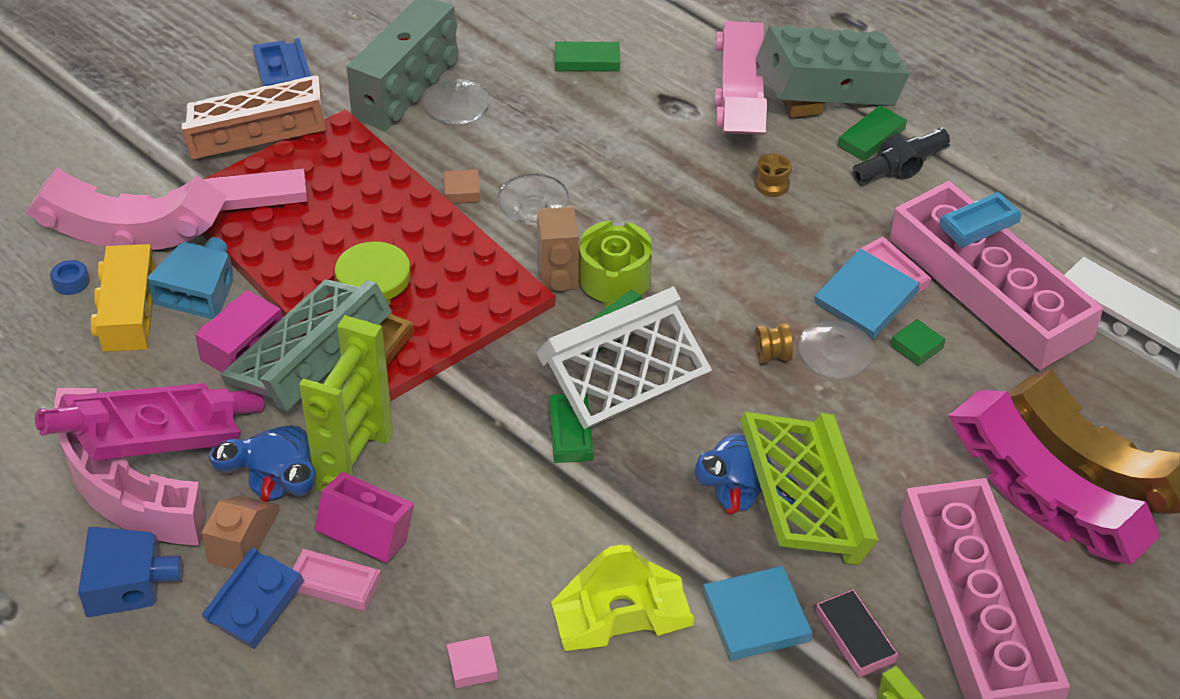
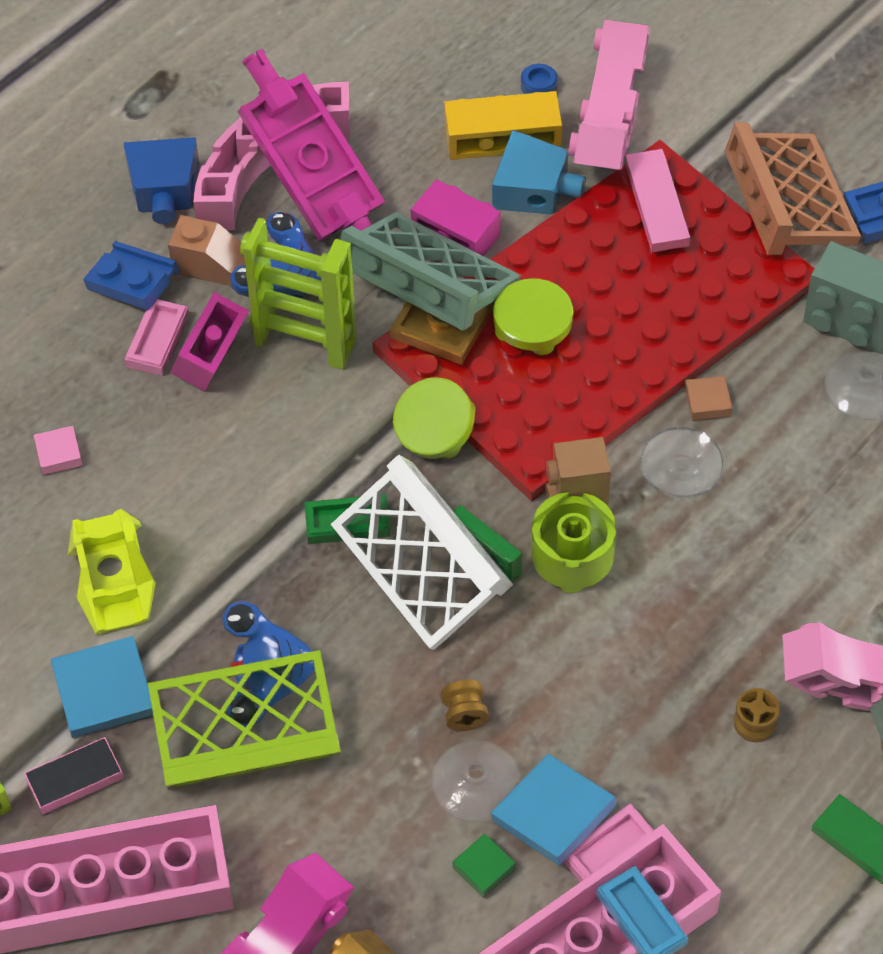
camera: 90 degrees right, 10 degrees up
(475, 350) = (434, 418): none -> lime tile
(901, 156) = (808, 865): black pin -> none

